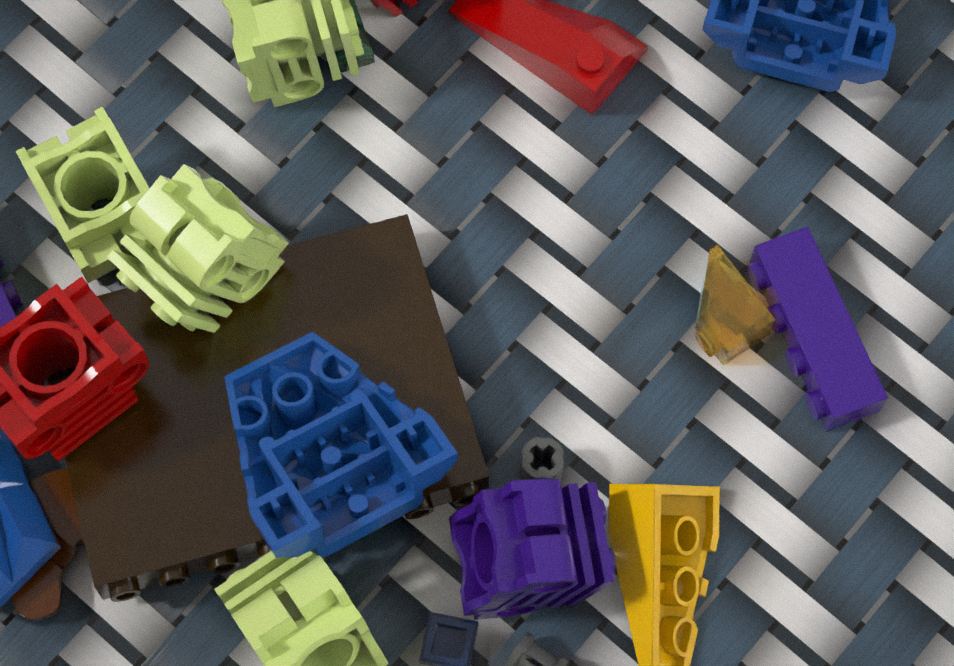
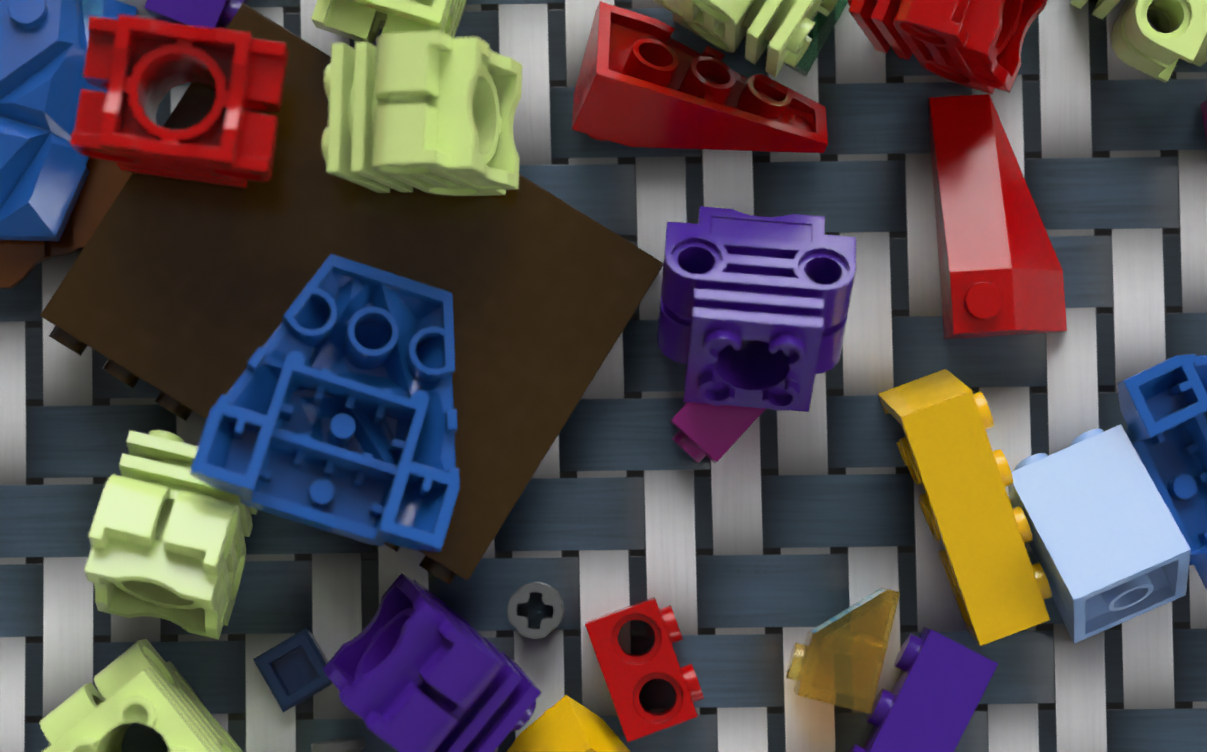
camera: 50 degrees right, 15 degrees up
(307, 146) = (661, 94): none -> red wedge
(477, 180) = (754, 306): none -> dark purple piece
(522, 266) = (711, 428): none -> magenta brick
(627, 444) = (629, 672): none -> red brick
(699, 170) = (969, 505): none -> yellow wedge
(780, 116) = (1100, 532): none -> light blue slope

